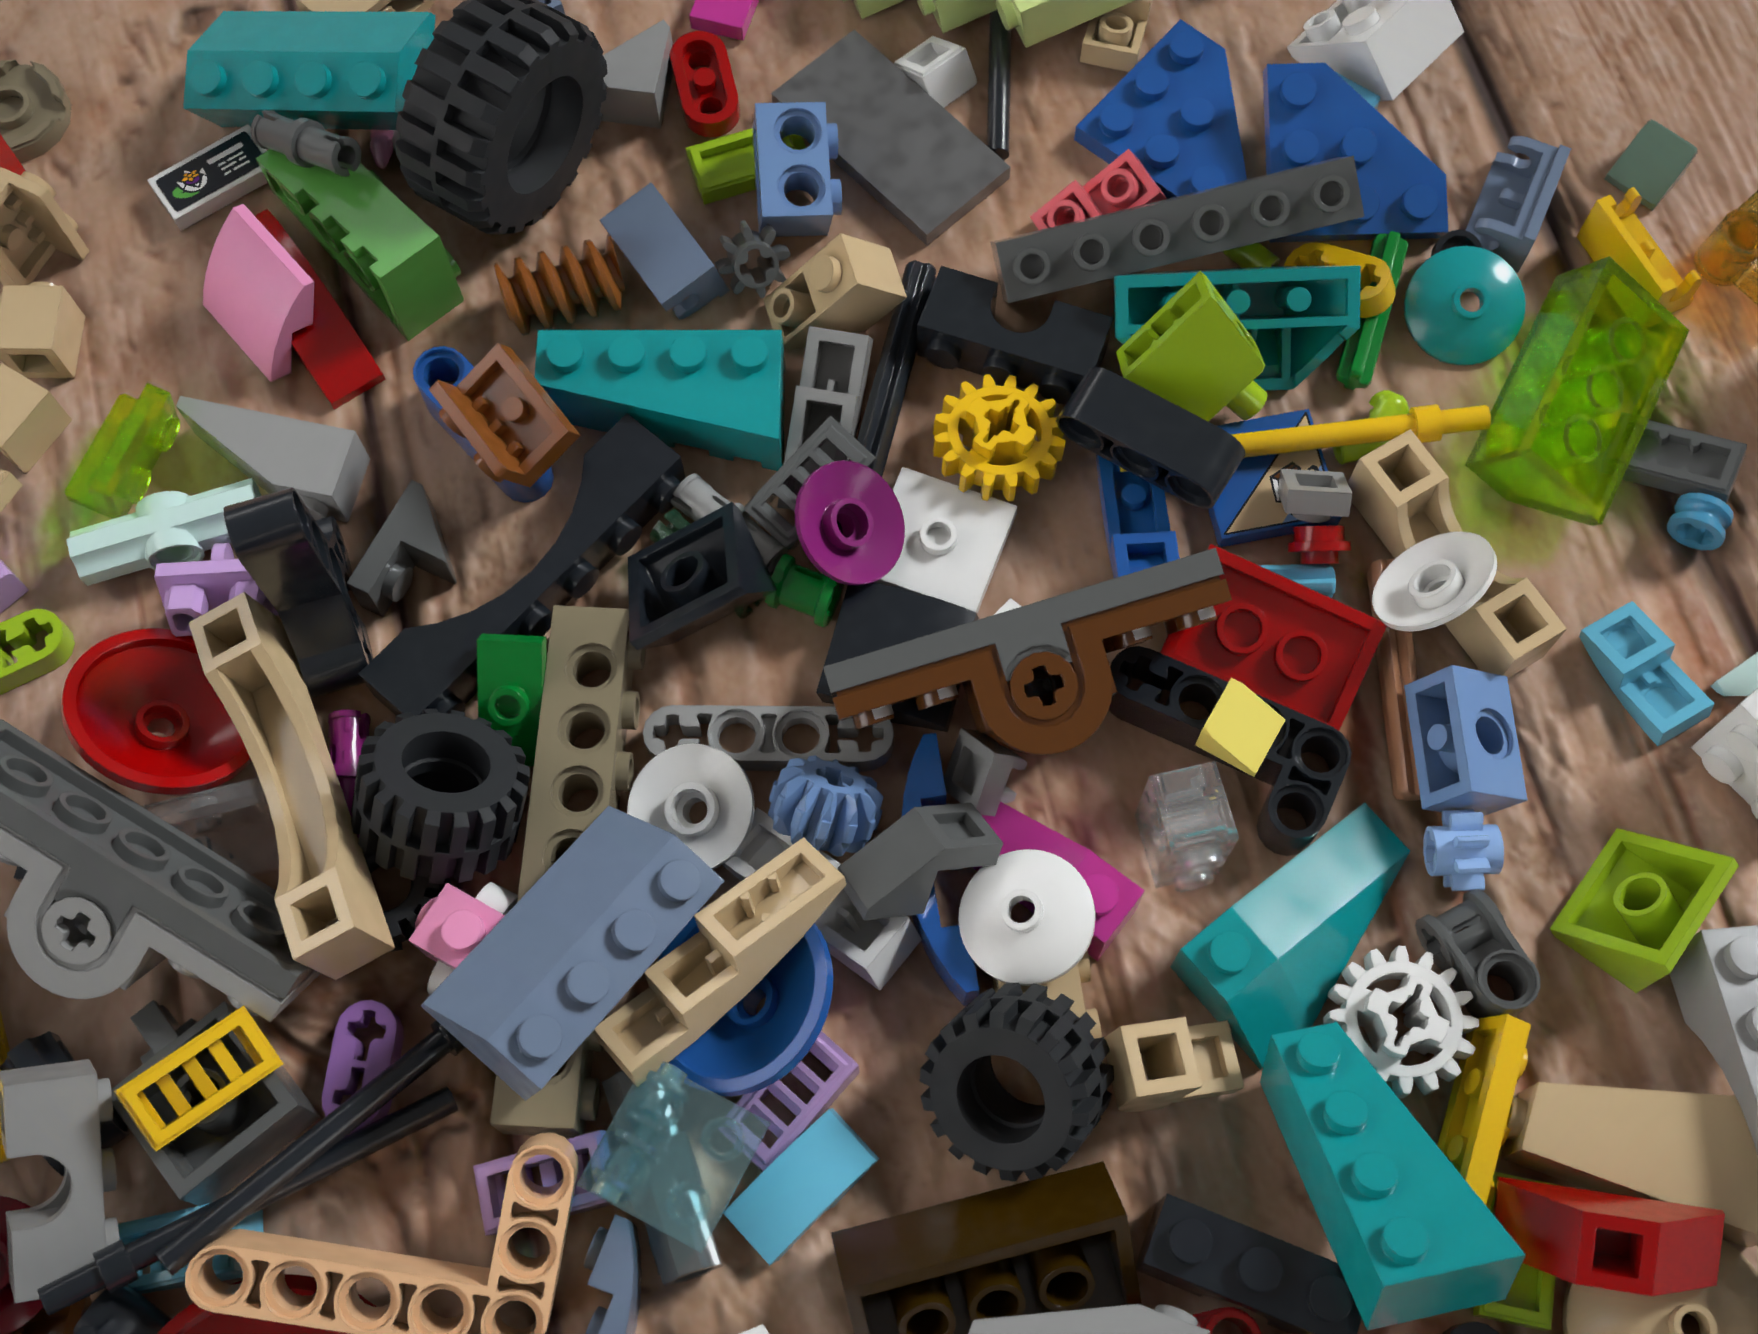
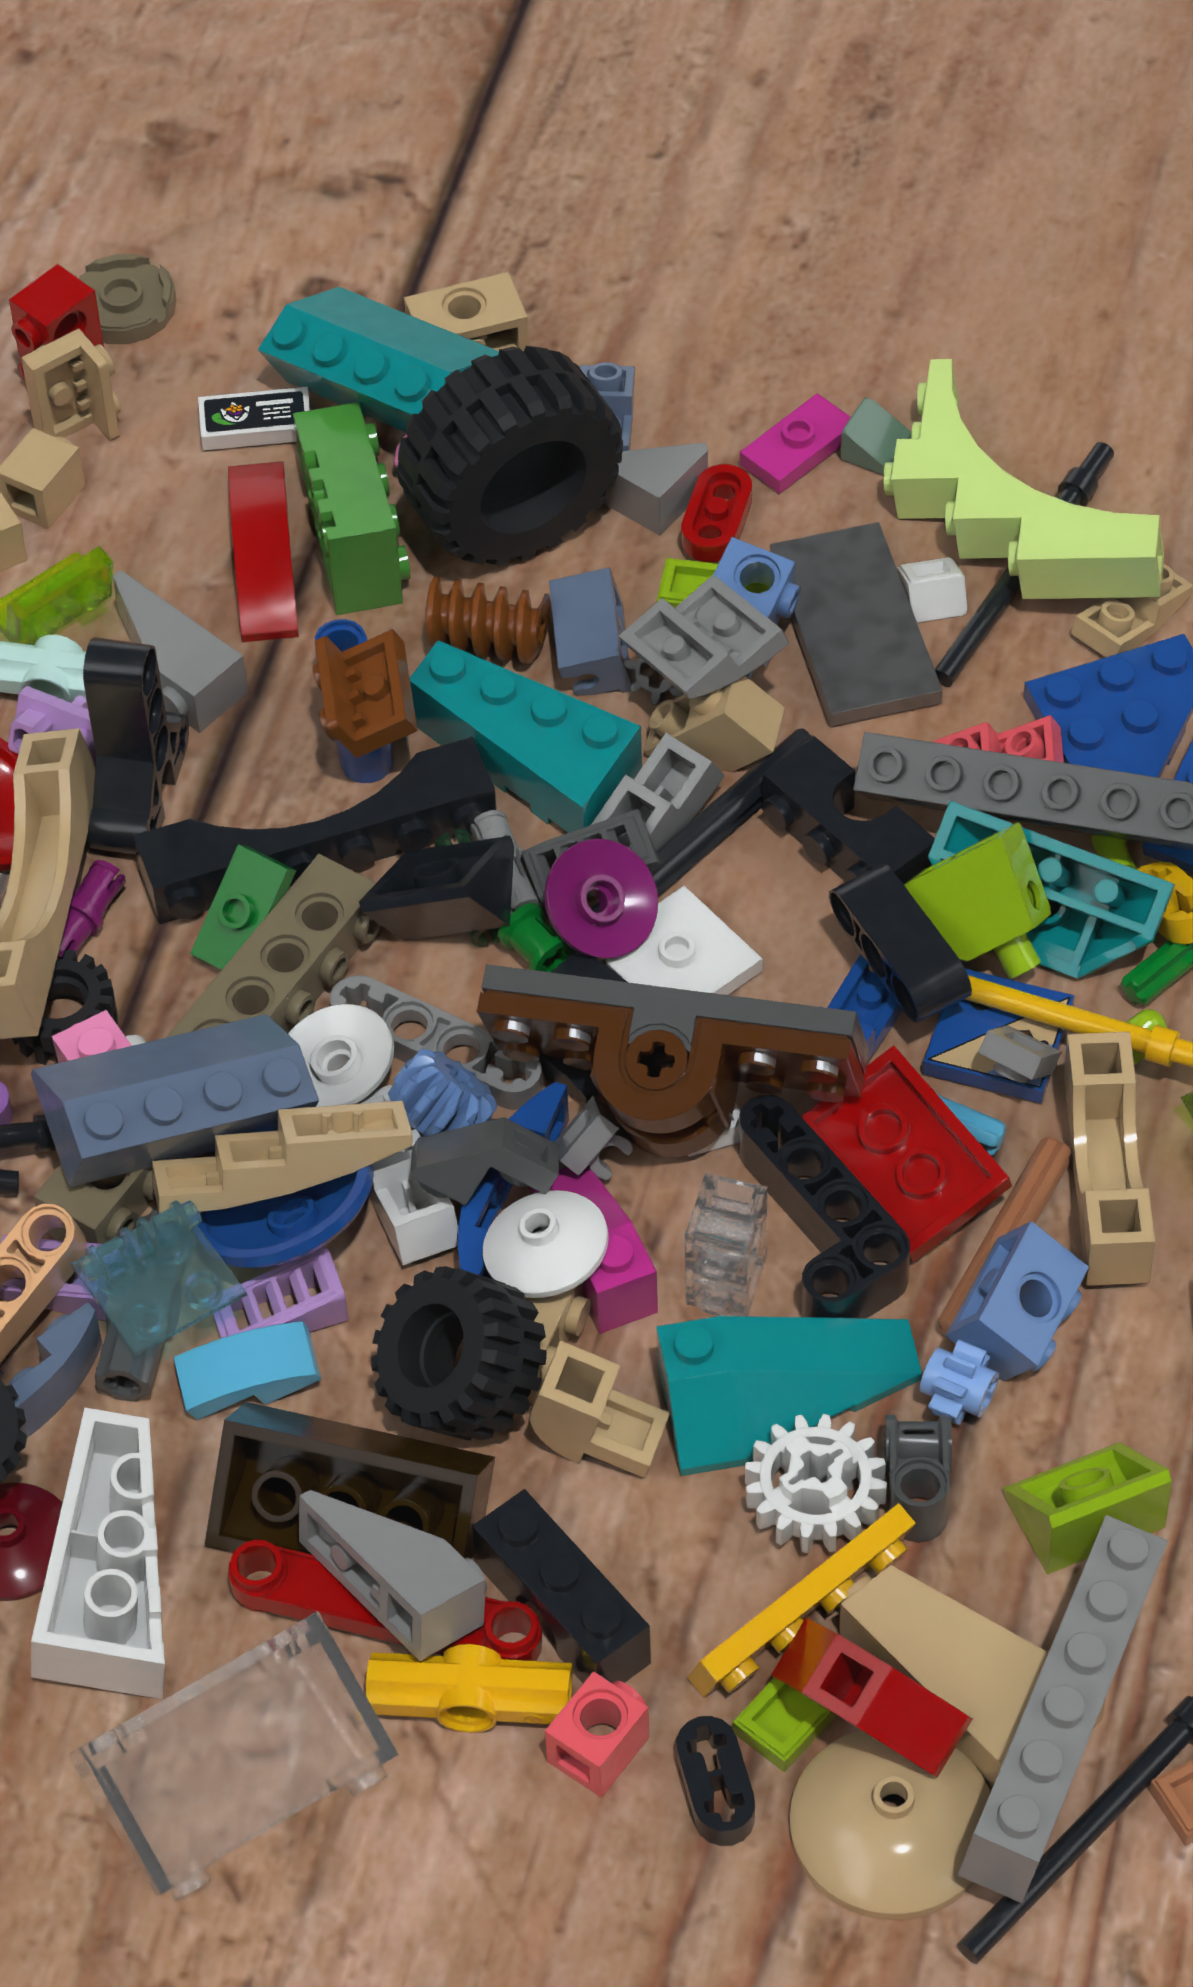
camera: 30 degrees right, 15 degrees down
(257, 292) = (230, 518): bright pink slope -> none
(306, 143) = (336, 414): dark grey pin -> none
(404, 541) = (232, 761): dark grey slope -> none
(439, 795) = (140, 947): black tyre -> none
(795, 217) = (704, 639): none -> light grey slope
(999, 439) = (778, 896): yellow gear -> none
(1240, 728) = (817, 1187): light yellow slope -> none
(1319, 543) = (1005, 1100): red plate -> none
(1383, 1190) = (695, 1564): teal wedge -> none
(1434, 581) = (1067, 1160): white dish -> none

